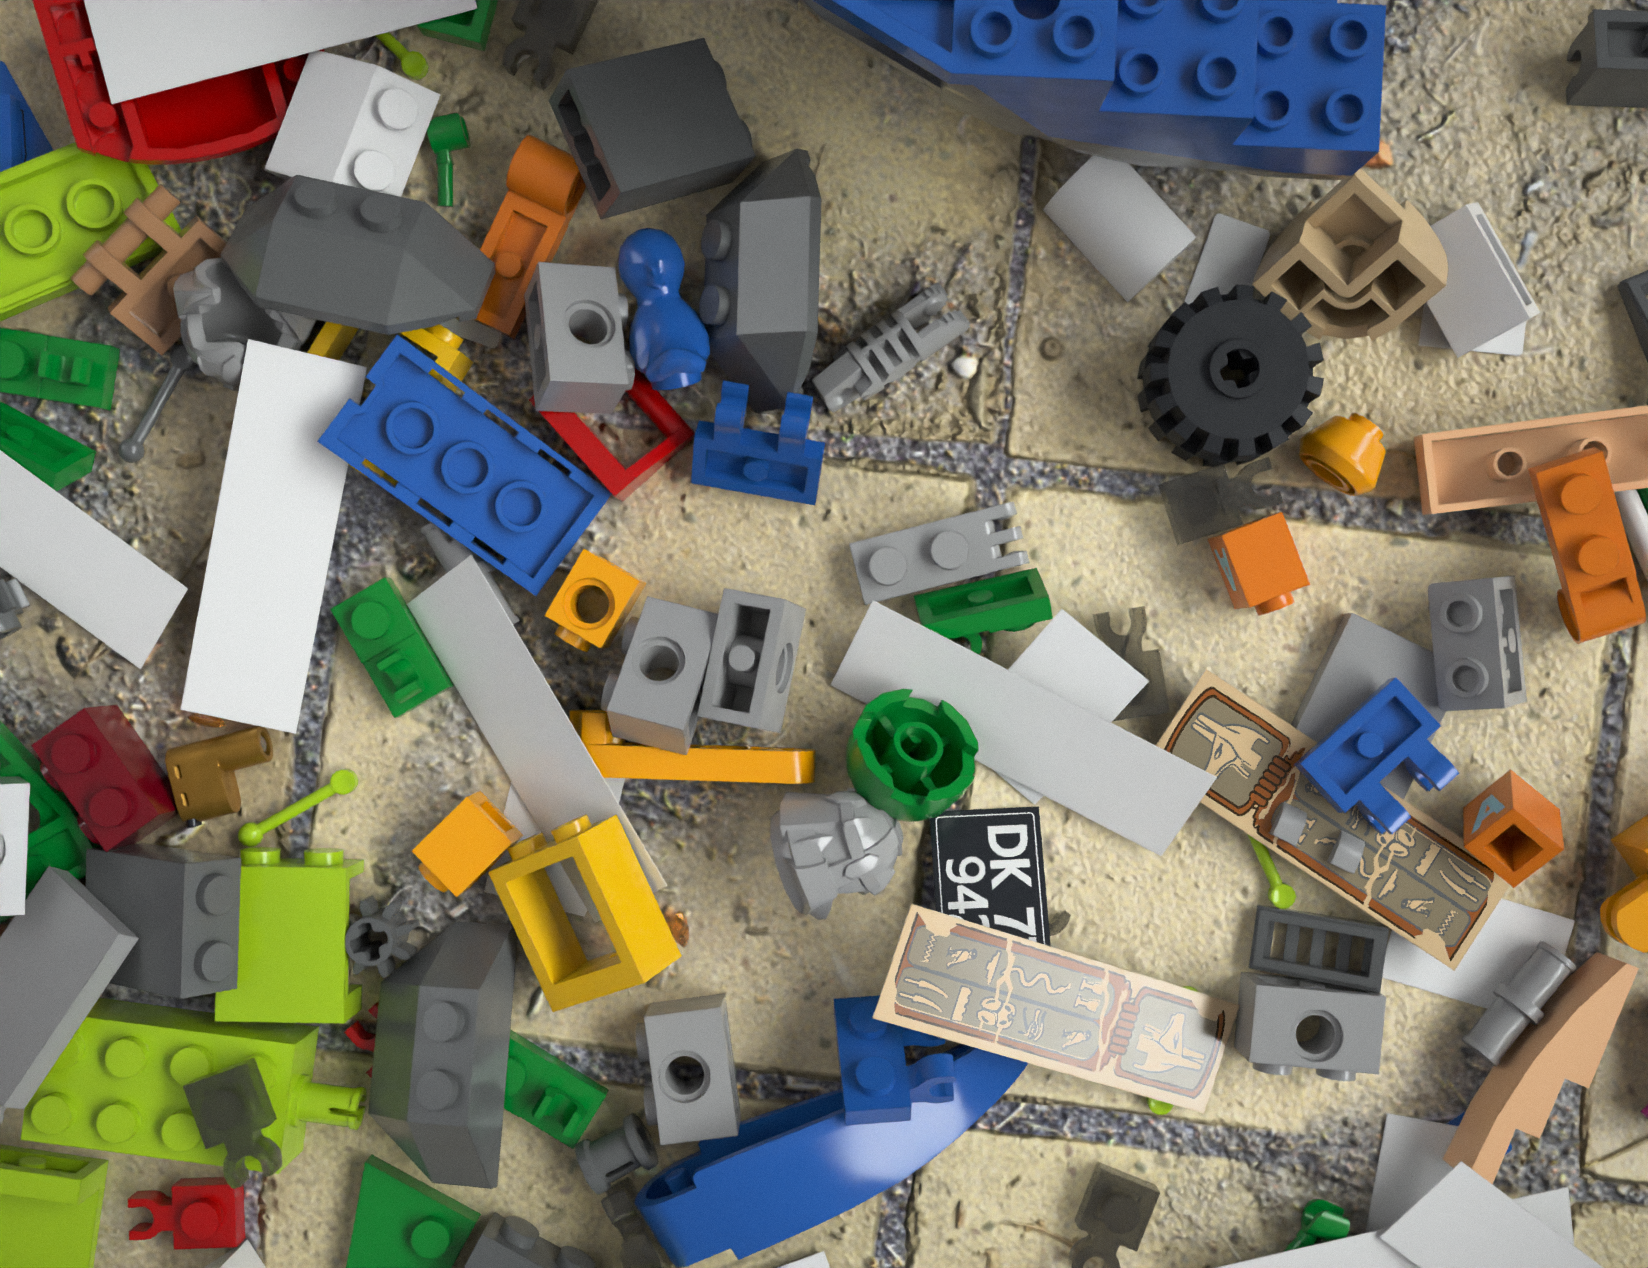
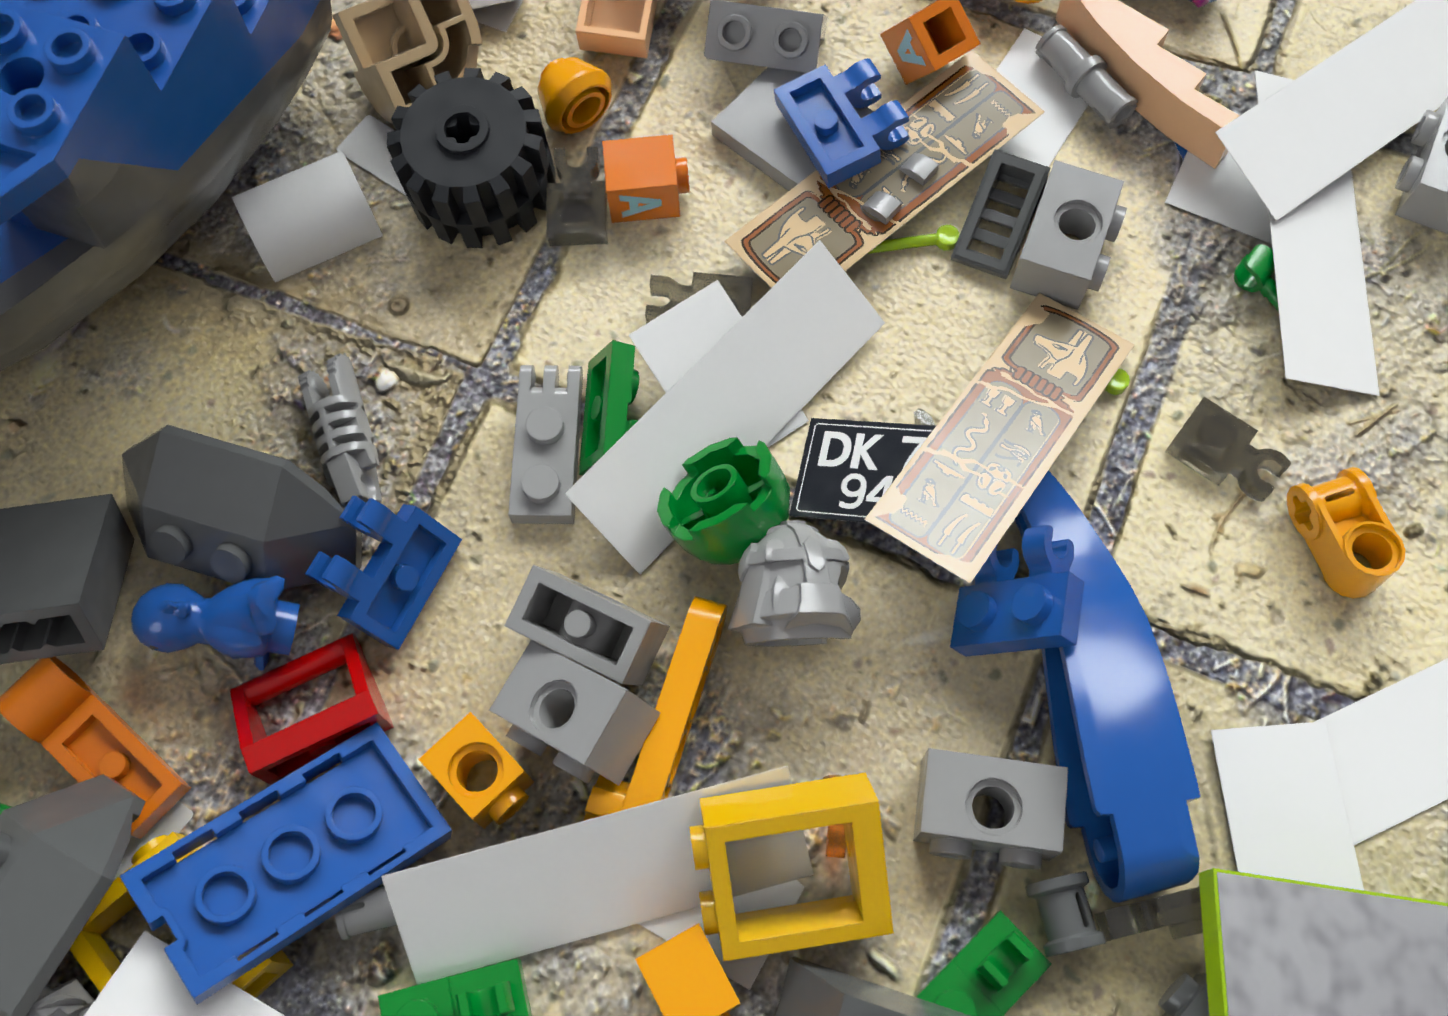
camera: 75 degrees left, 20 degrees down
(565, 370) = (207, 706): light grey brick -> none

